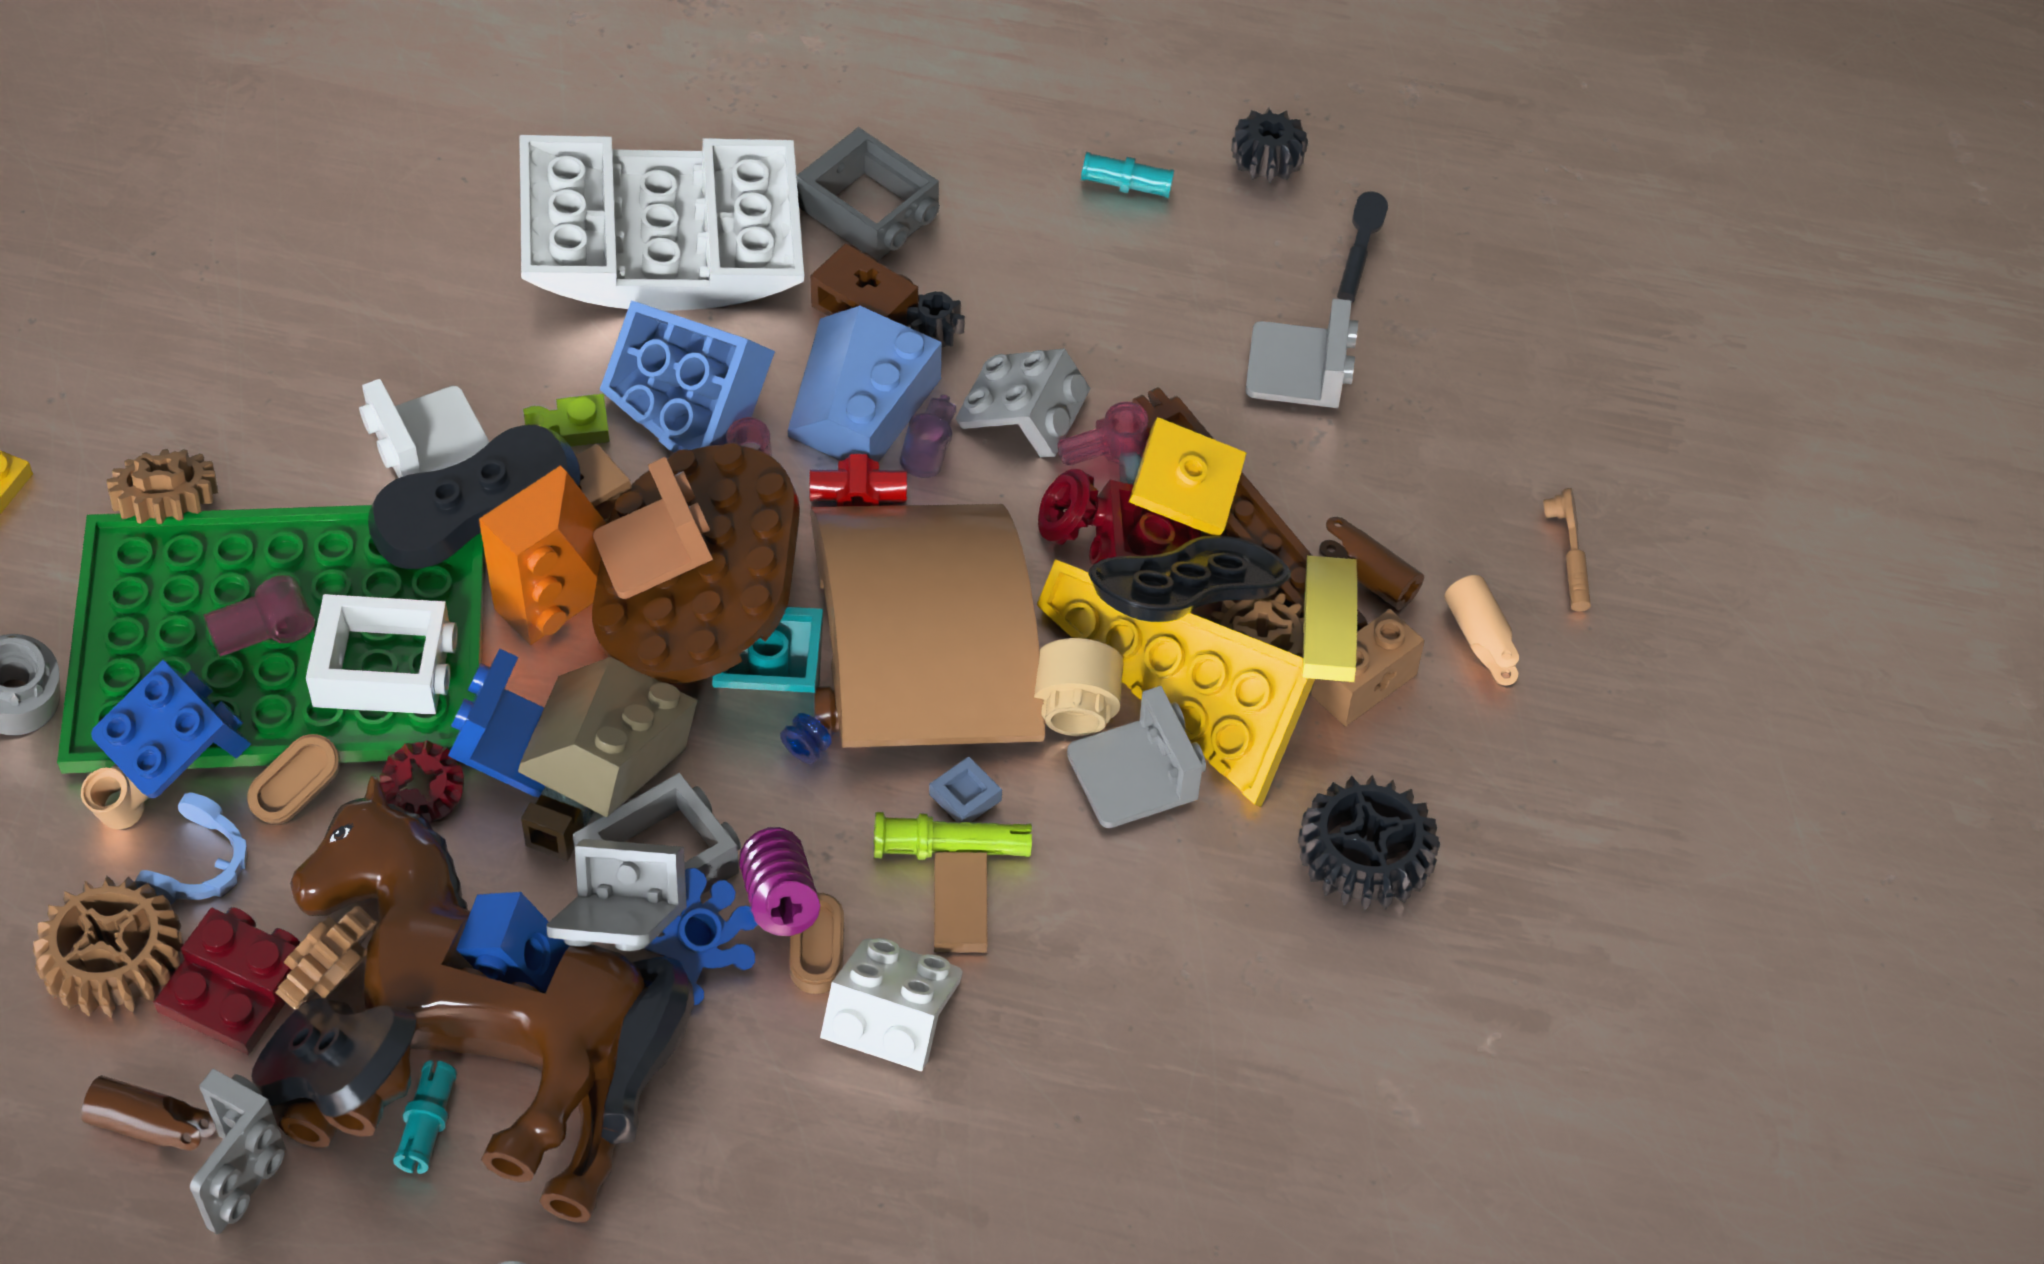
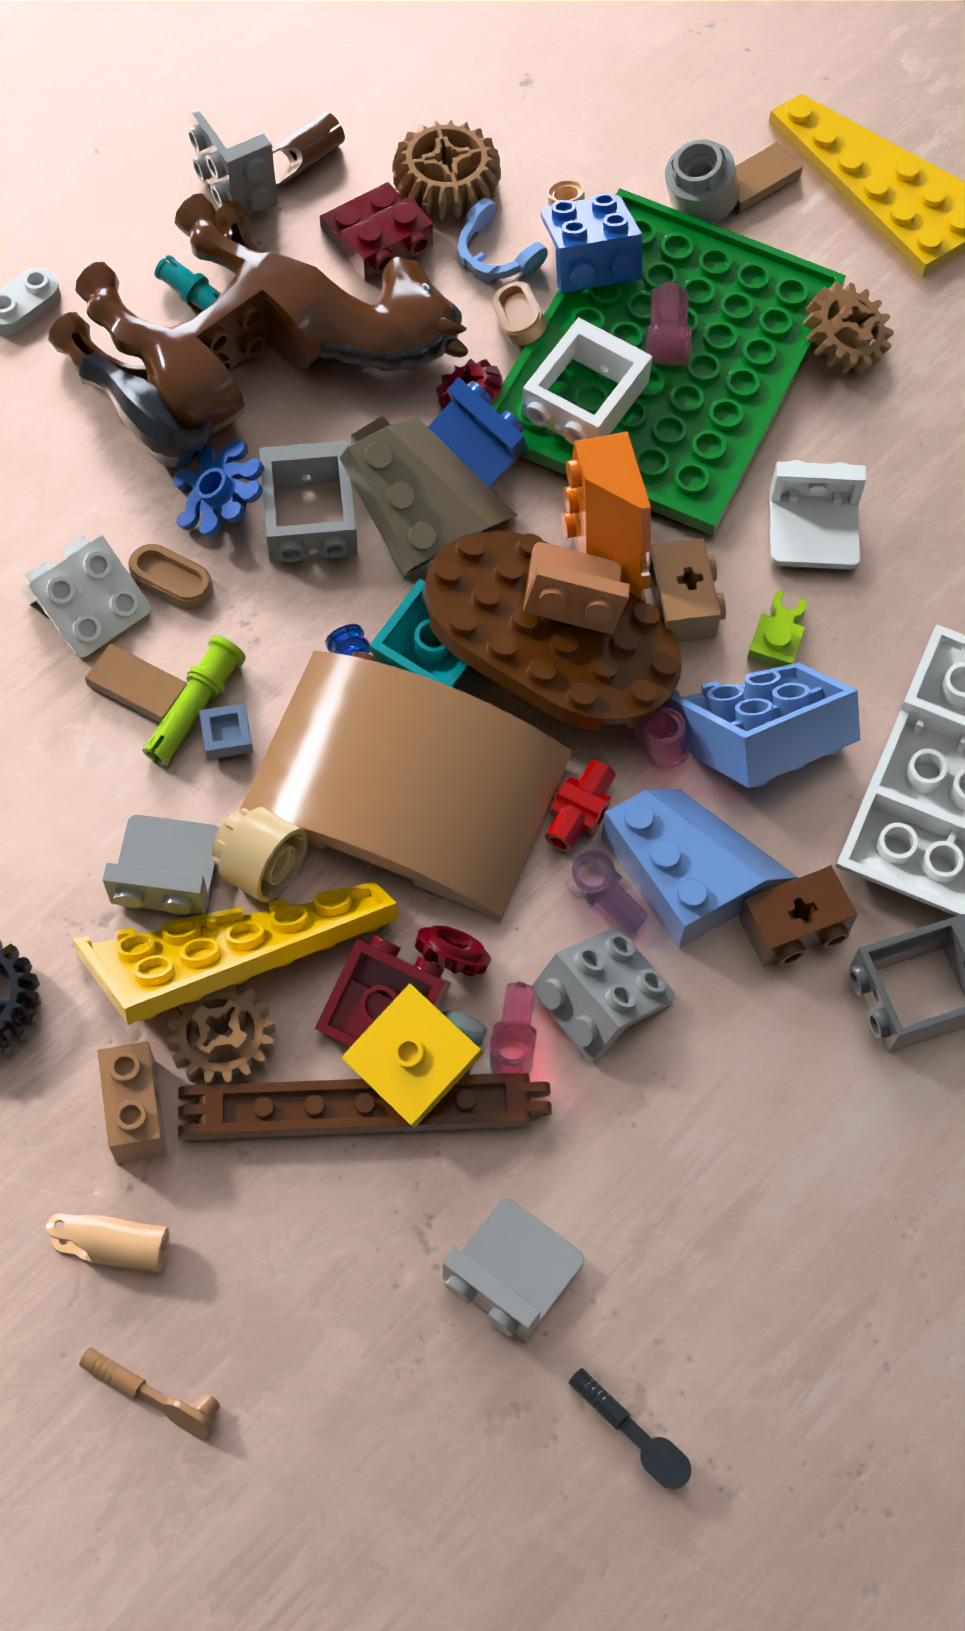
camera: 120 degrees right, 10 degrees up
(326, 957) = (337, 255): medium nougat gear -> none
(333, 1054) = (245, 219): black plate -> none
(437, 512) = (712, 519): black plate -> none
(510, 941) = (269, 363): blue brick -> none
(623, 894) = (243, 415): light grey bracket -> none
(779, 882) = (218, 550): magenta piece -> none
(937, 317) = (732, 949): black gear -> none
(1127, 174) = (843, 1247): teal pin -> none
(1193, 575) = (292, 1016): black plate -> none
(1269, 145) = (831, 1429): black gear -> none
(1330, 619) = (177, 1070): light yellow slope -> none
(1376, 565) = (240, 1184): reddish brown piece -> none

